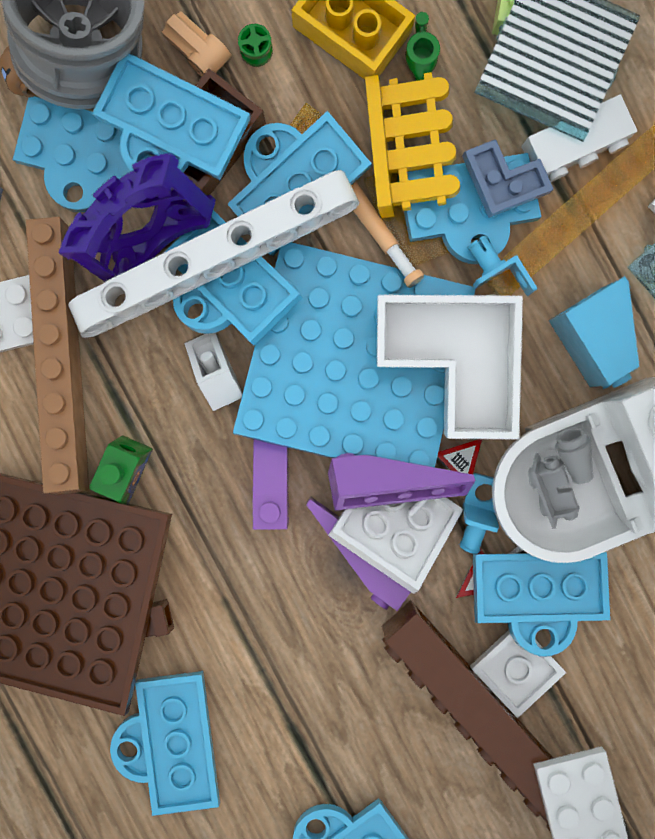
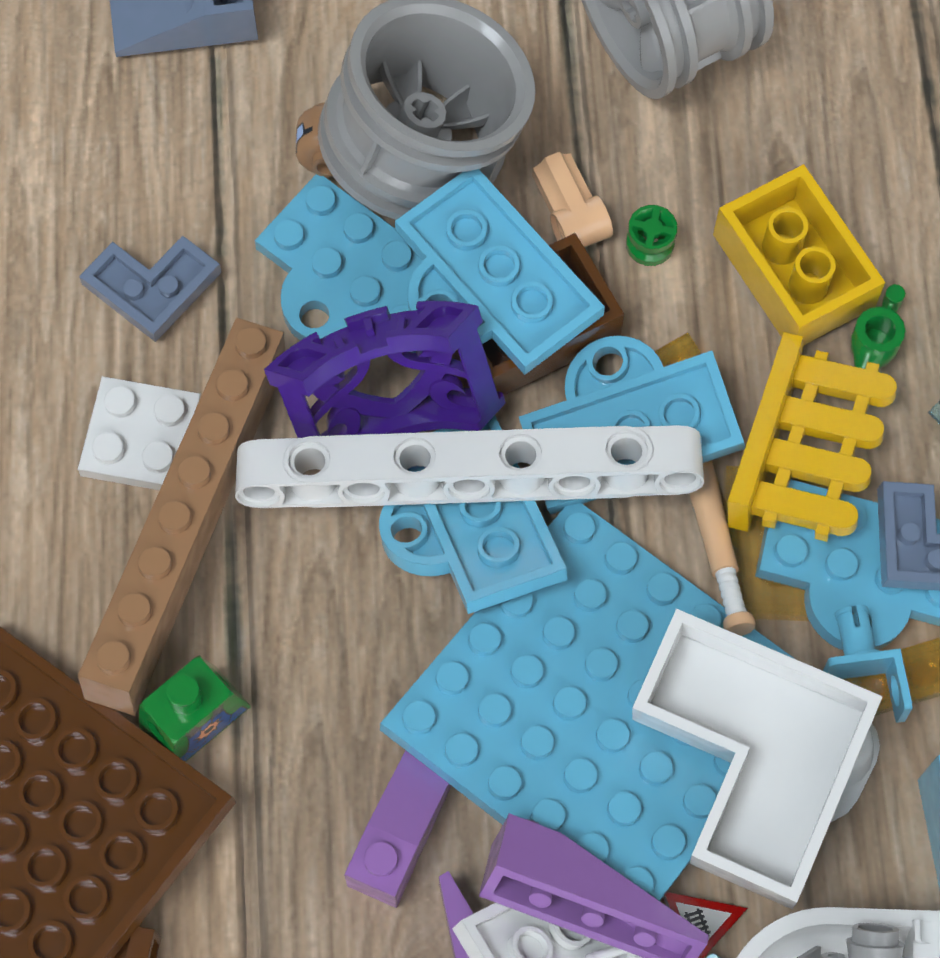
camera: 25 degrees right, 20 degrees down
(213, 371) = (392, 632): white slope -> none

